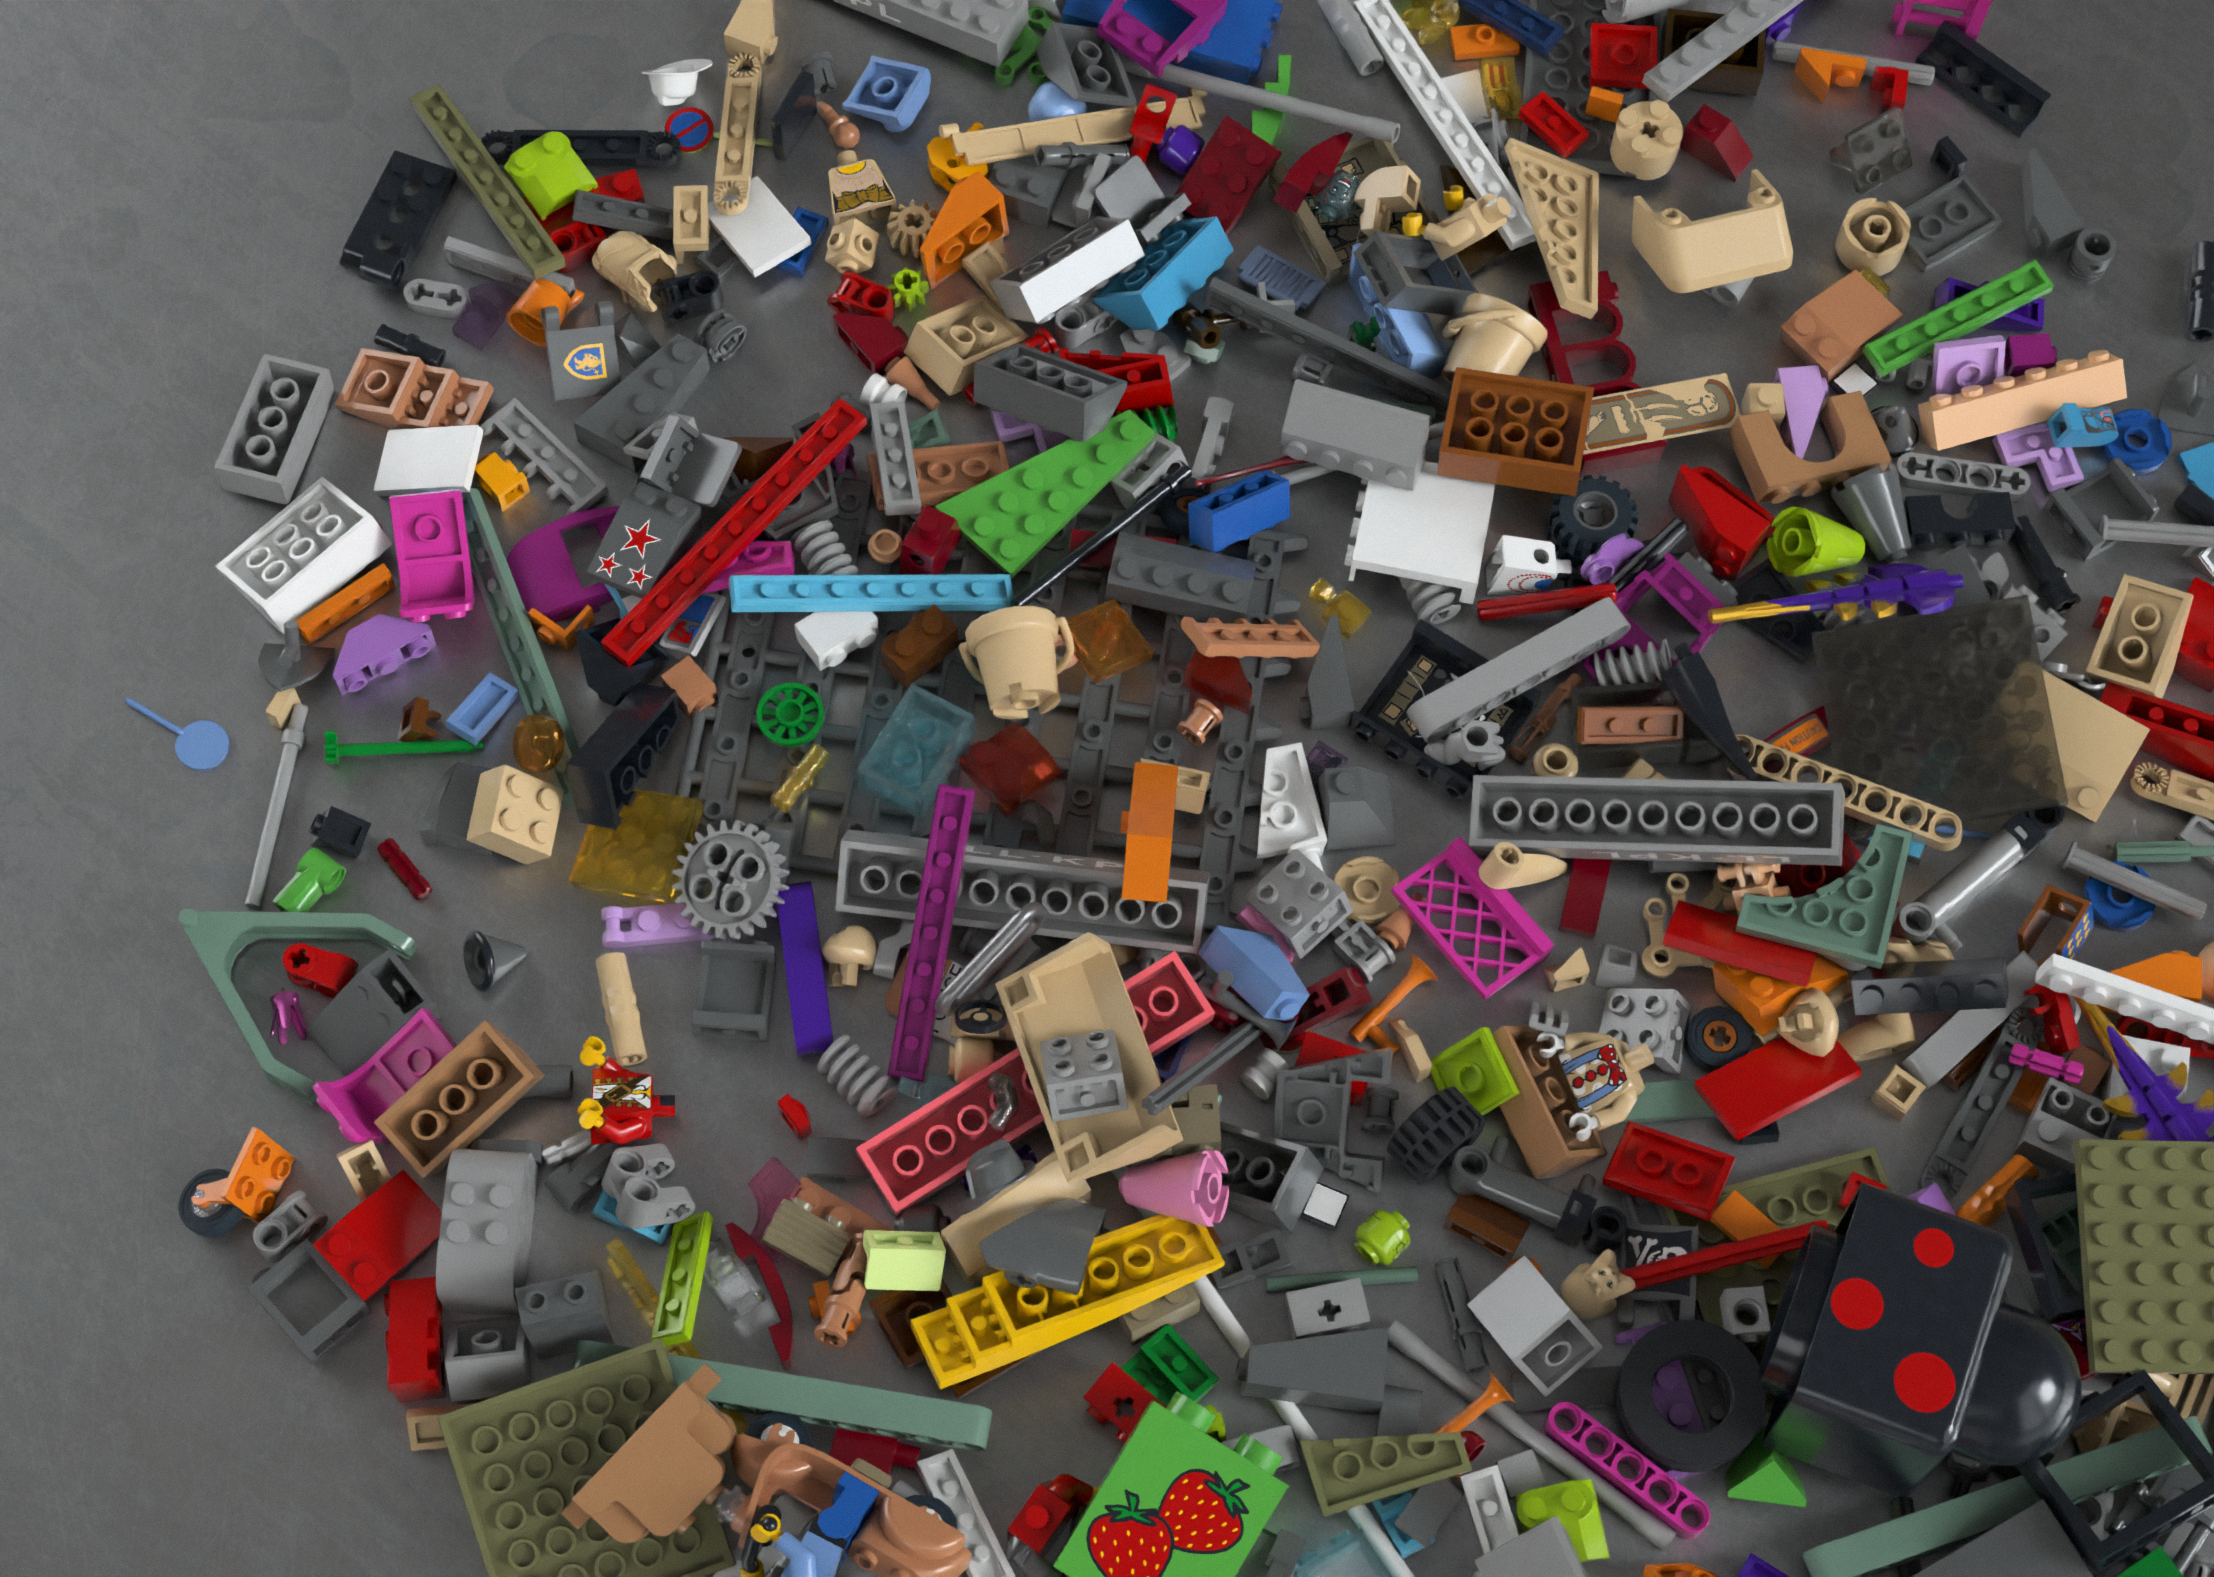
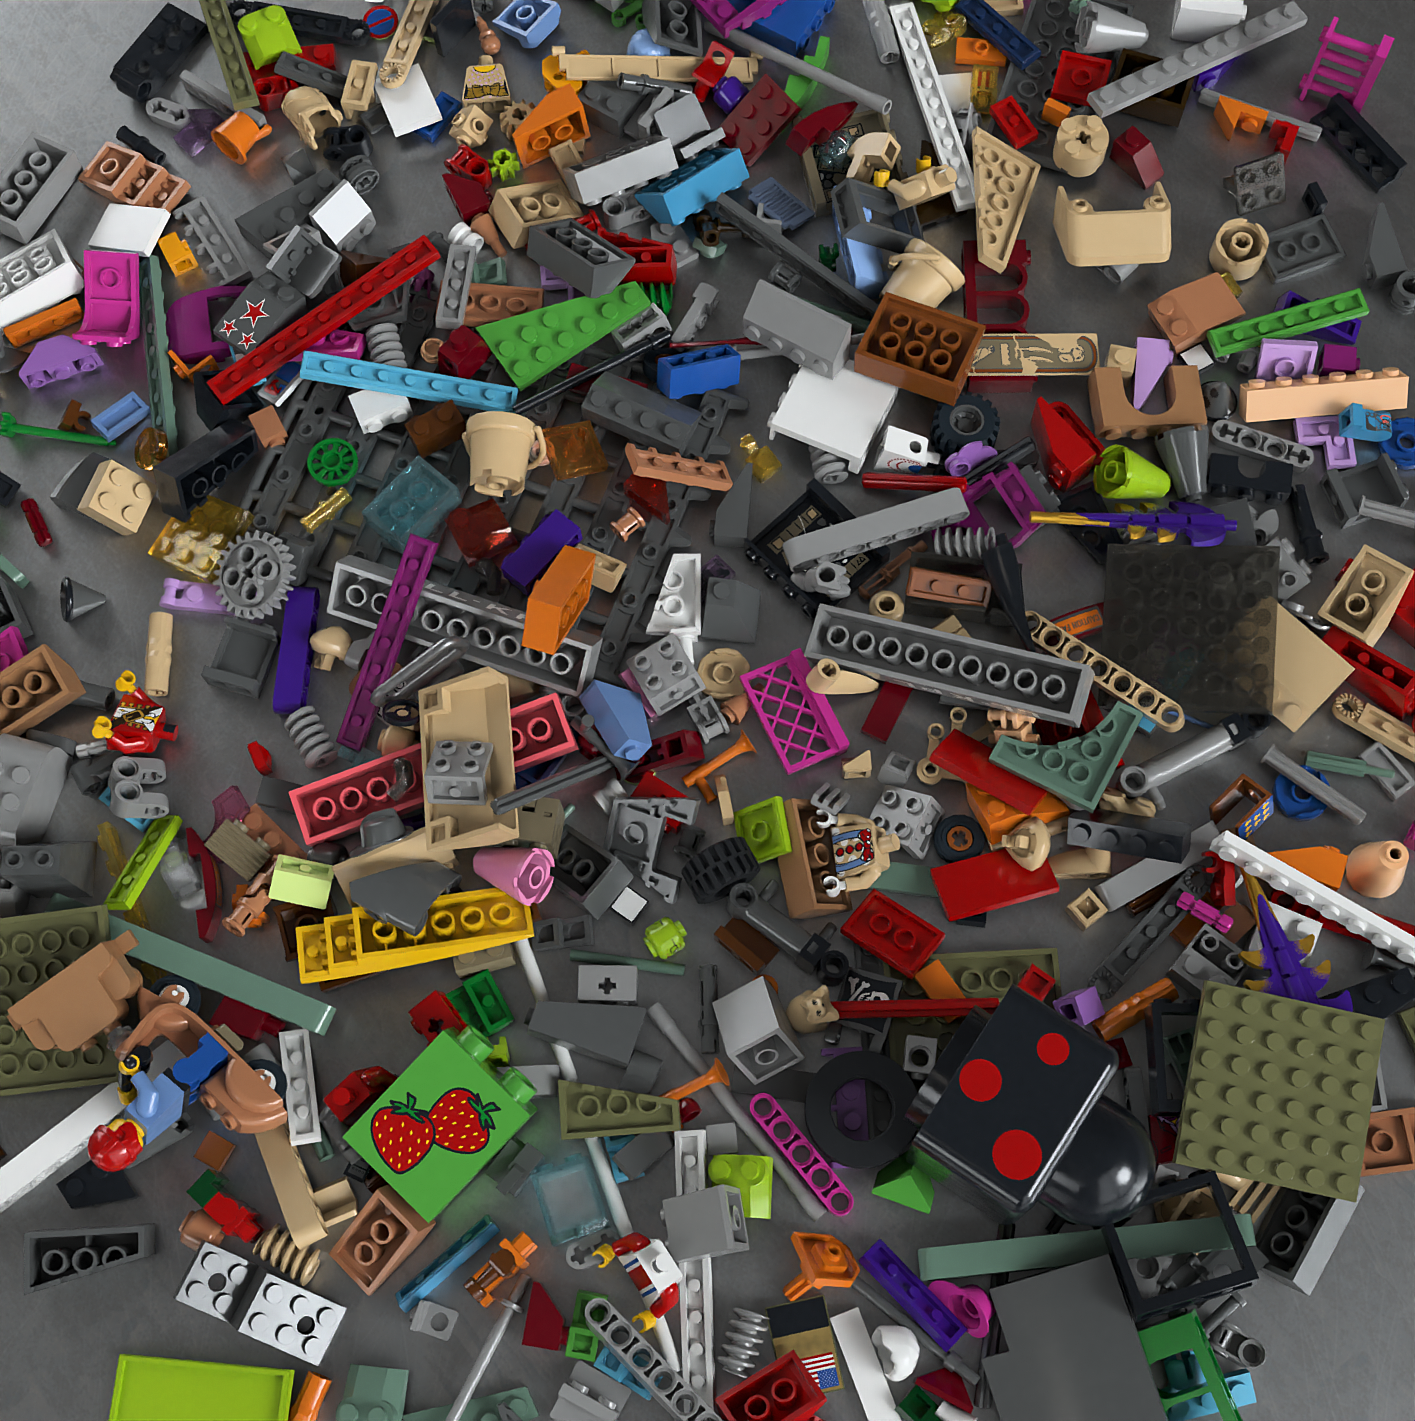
camera: 20 degrees right, 5 degrees up
(582, 359) = (255, 175): dark grey flag -> none
(717, 394) = (342, 218): none -> slope
(1098, 778) = (540, 550): none -> dark purple brick

